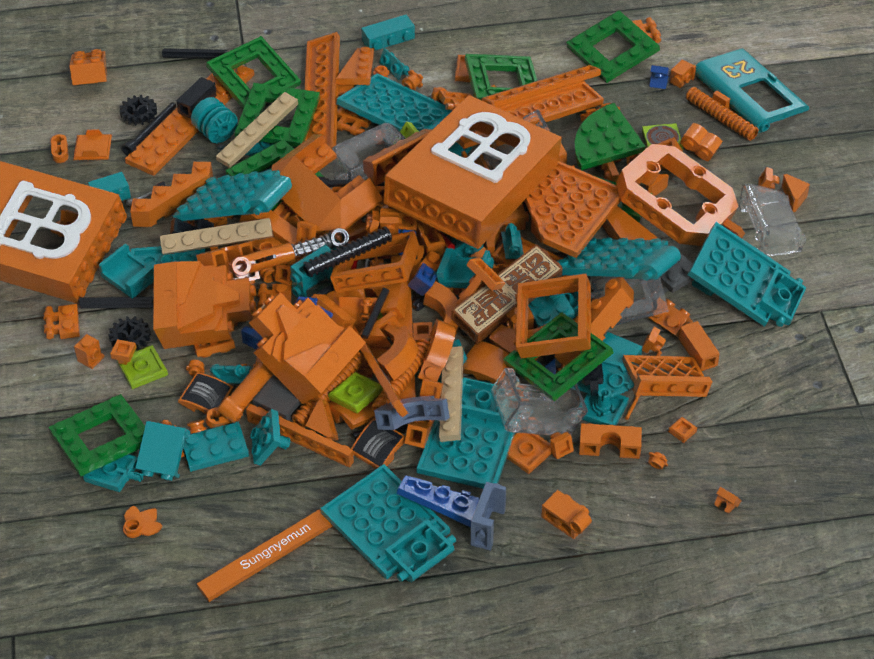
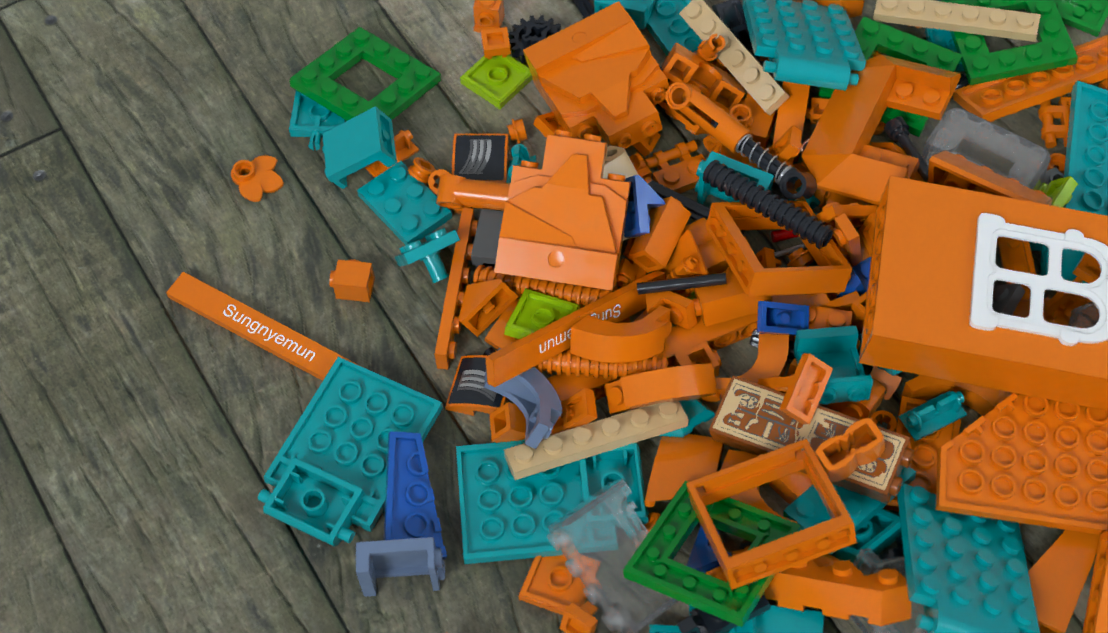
camera: 70 degrees right, 10 degrees up
(210, 242) = (709, 48): none -> orange pin
(262, 487) = (352, 280): none -> orange brick
(534, 263) = (857, 446): none -> orange brick

